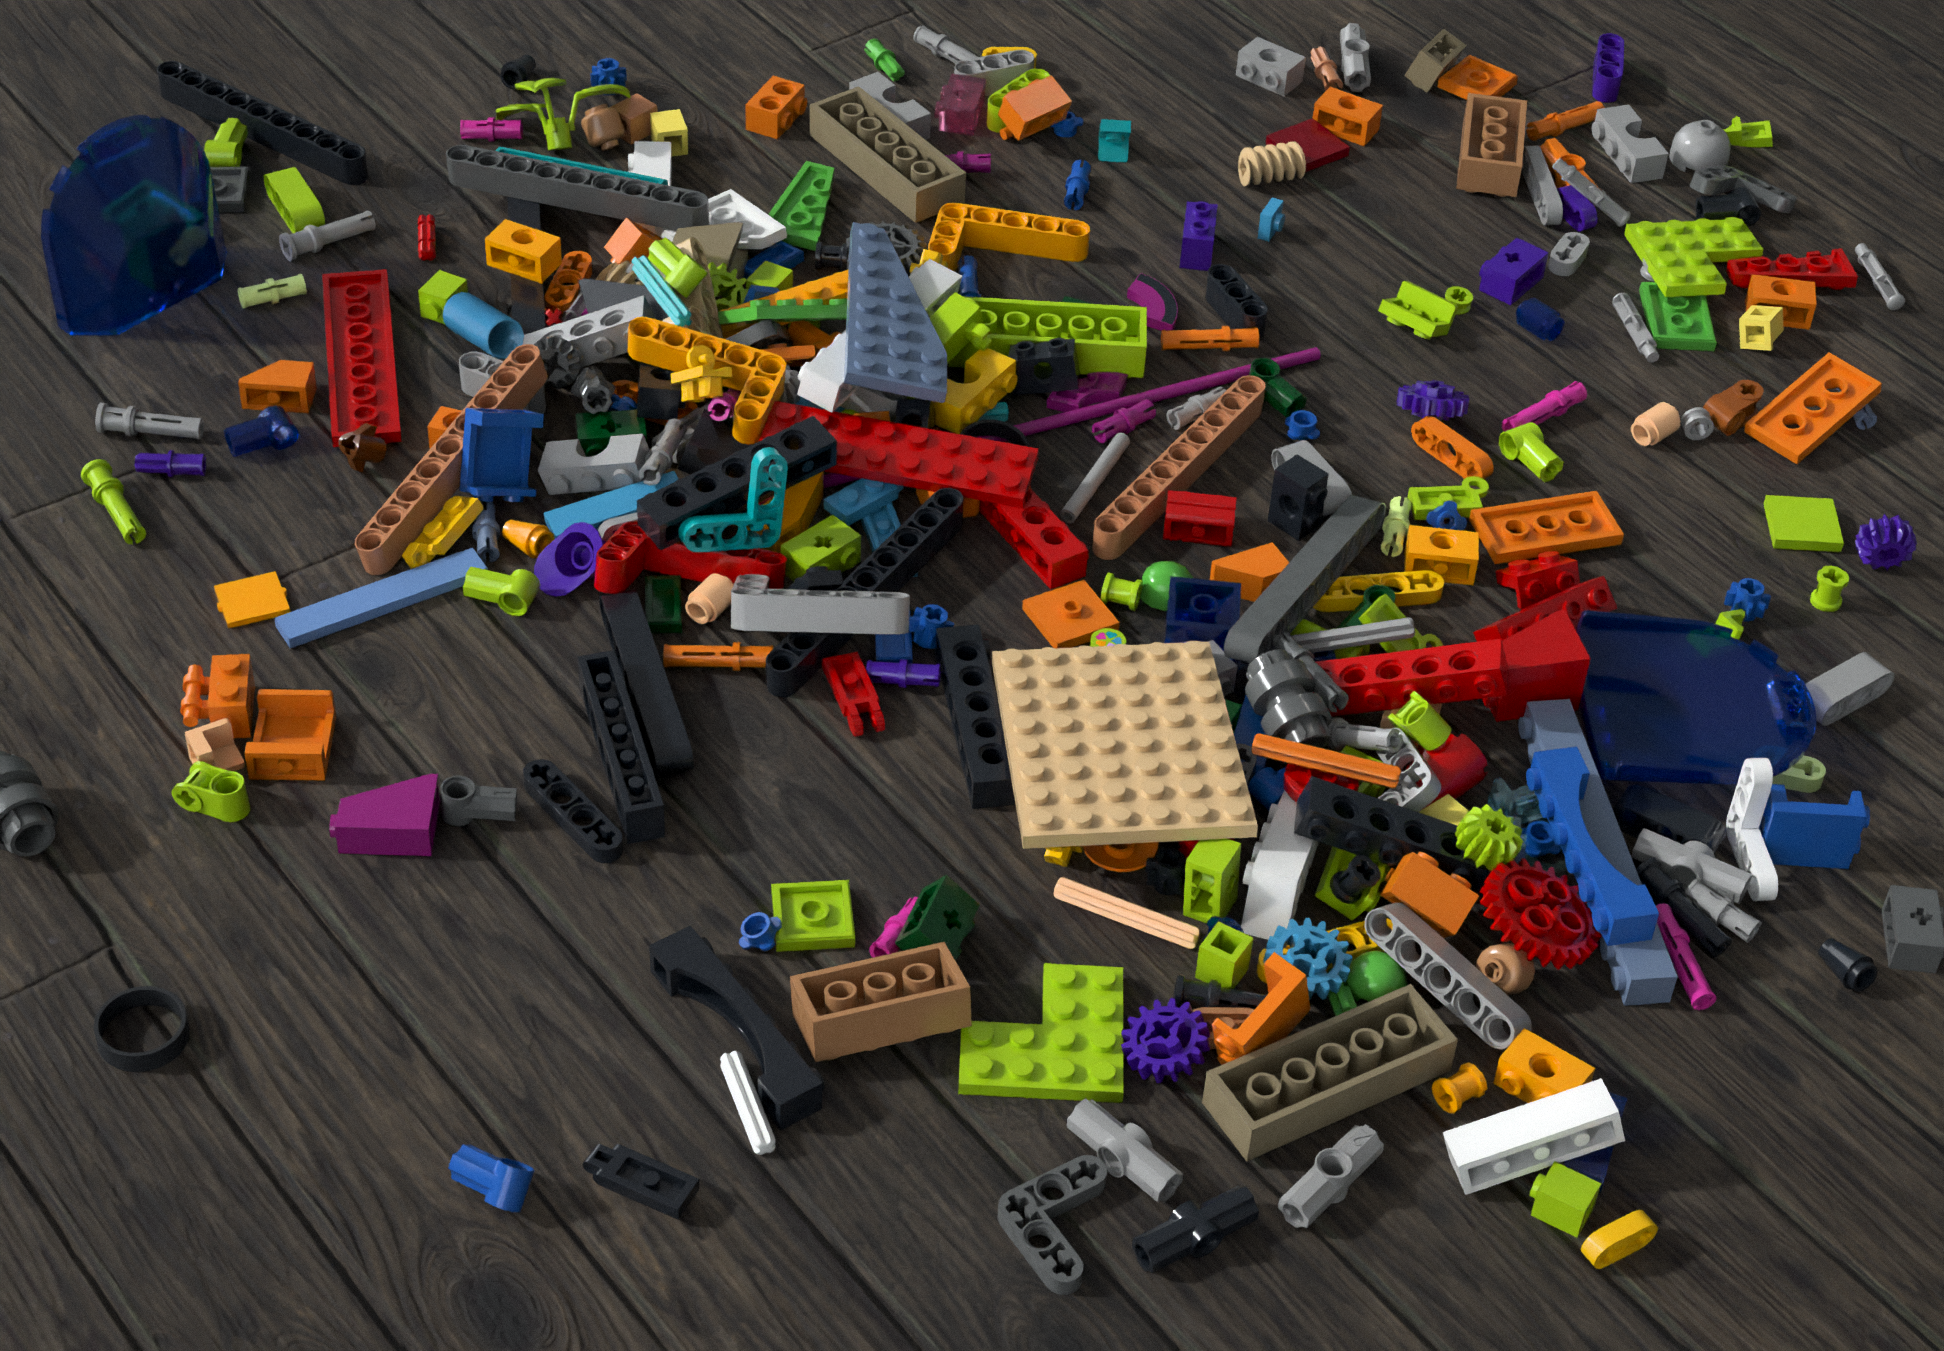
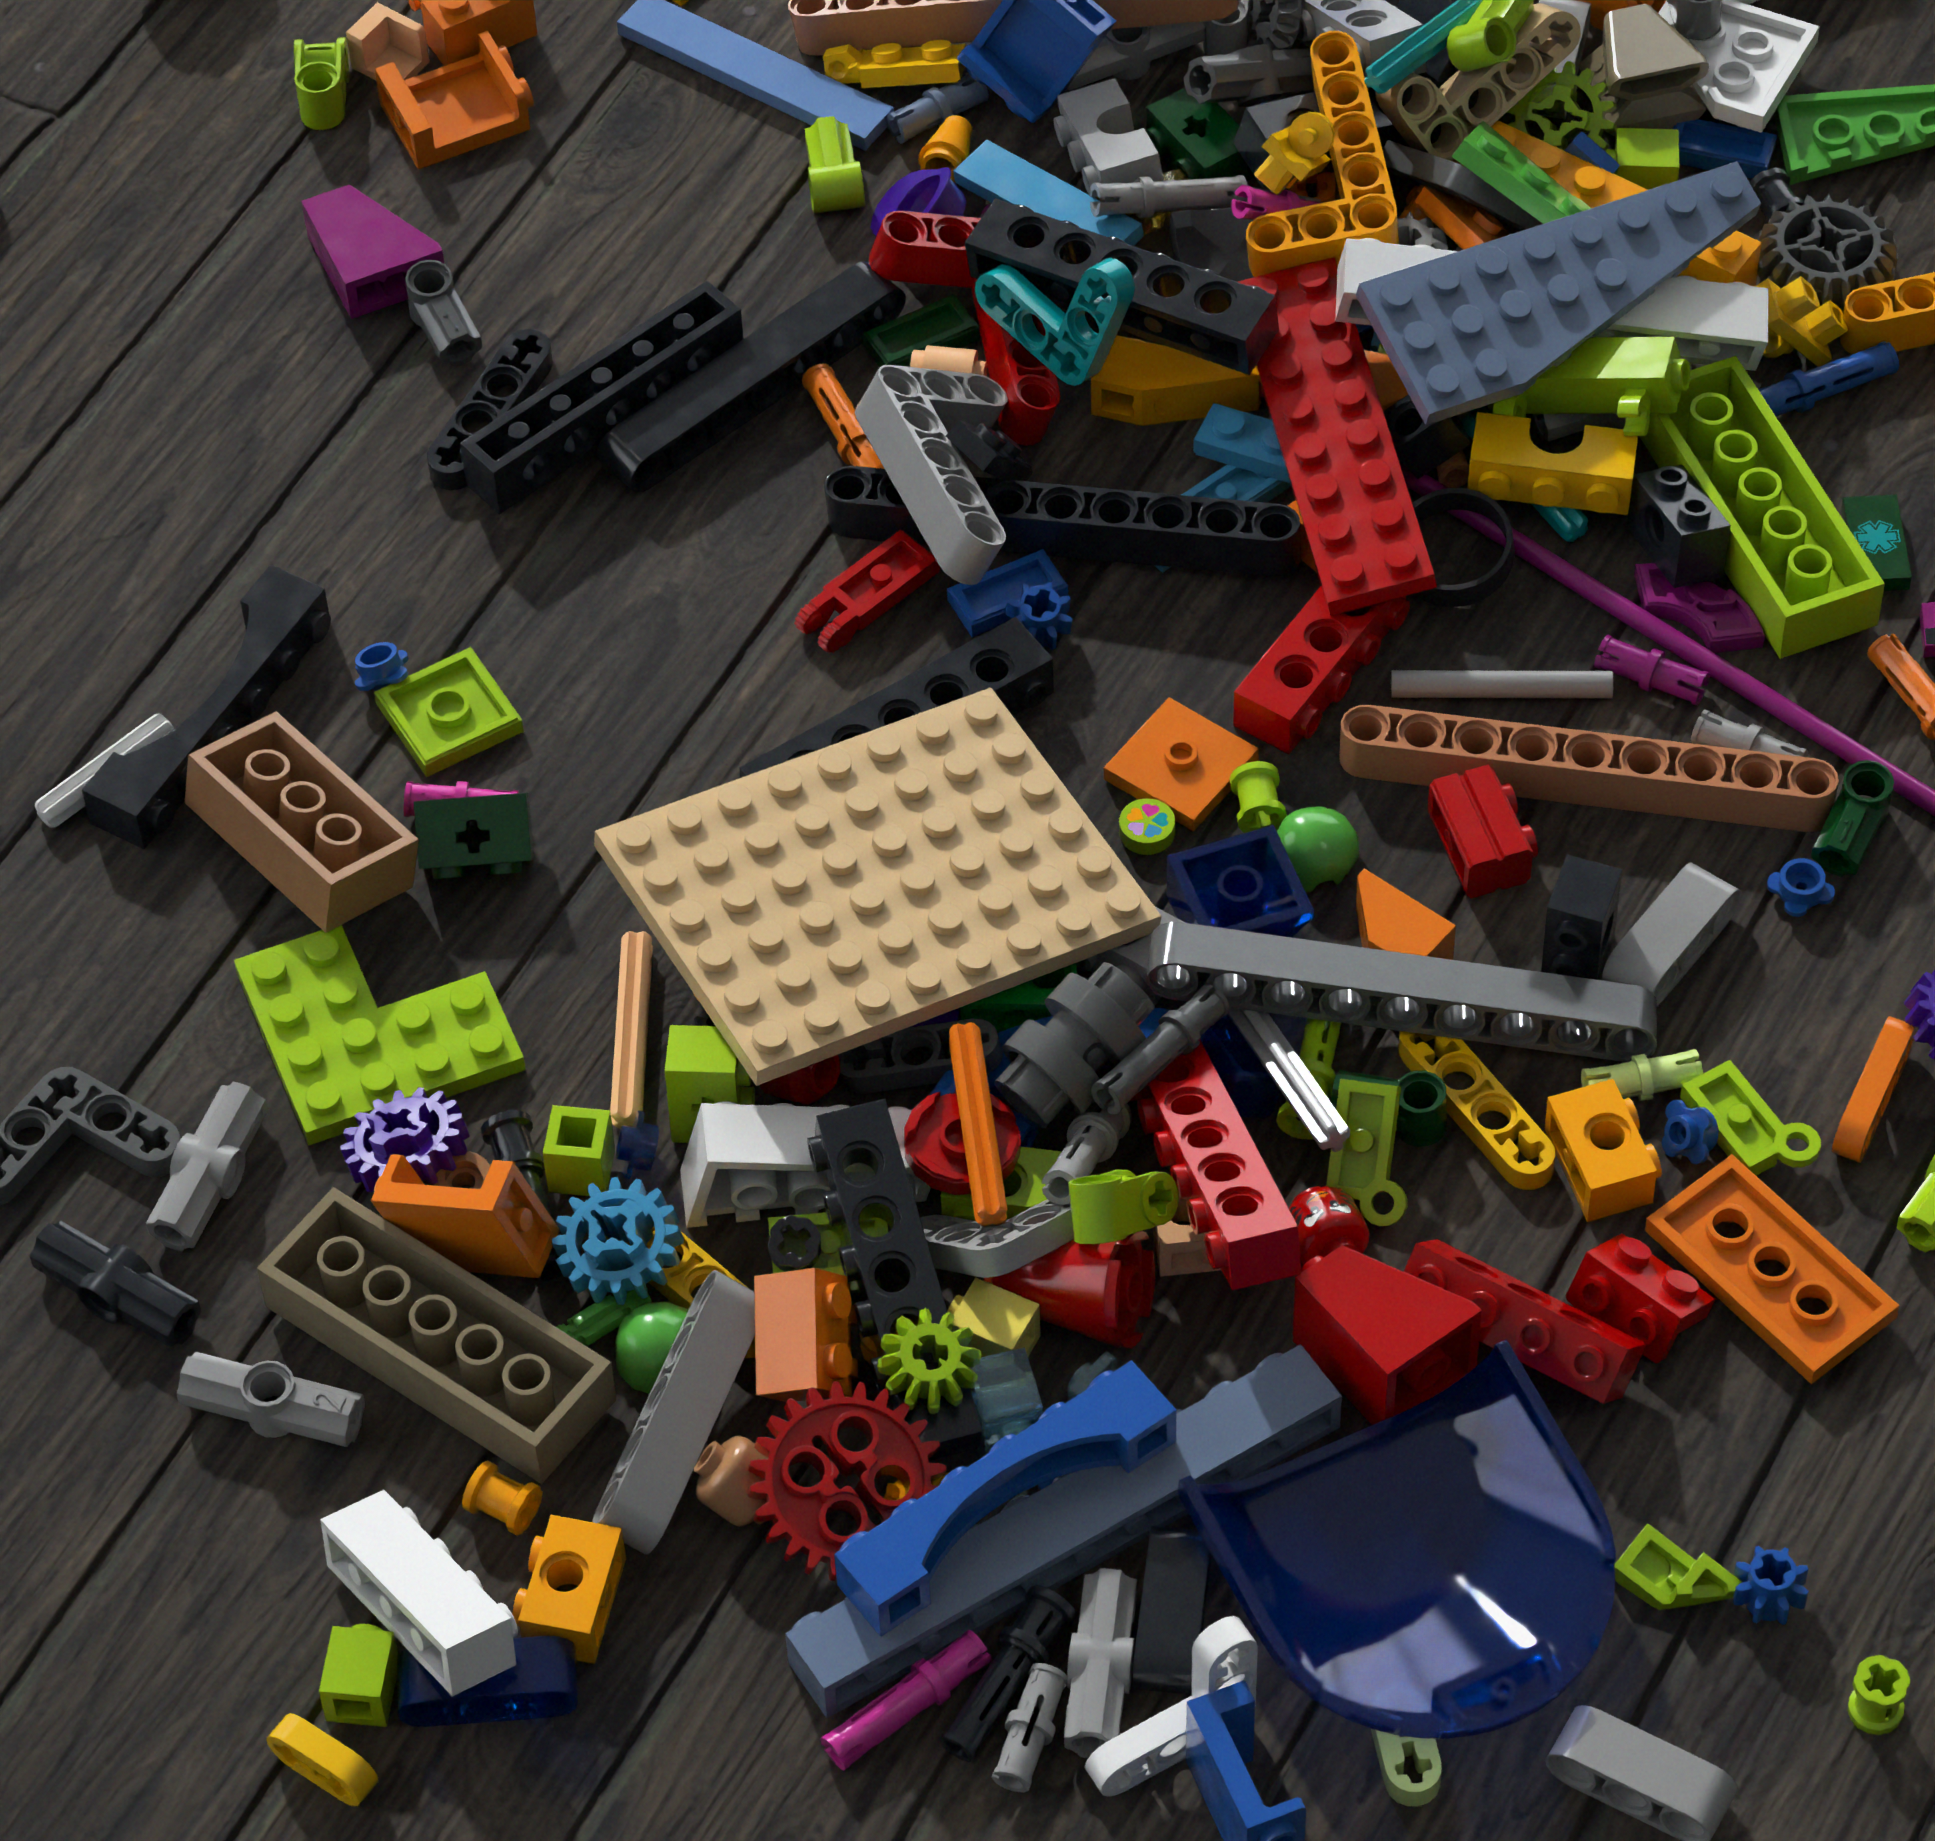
camera: 70 degrees right, 10 degrees up
(824, 544) = (1112, 445): lime brick -> none
(904, 673) = (934, 623): dark purple pin -> none

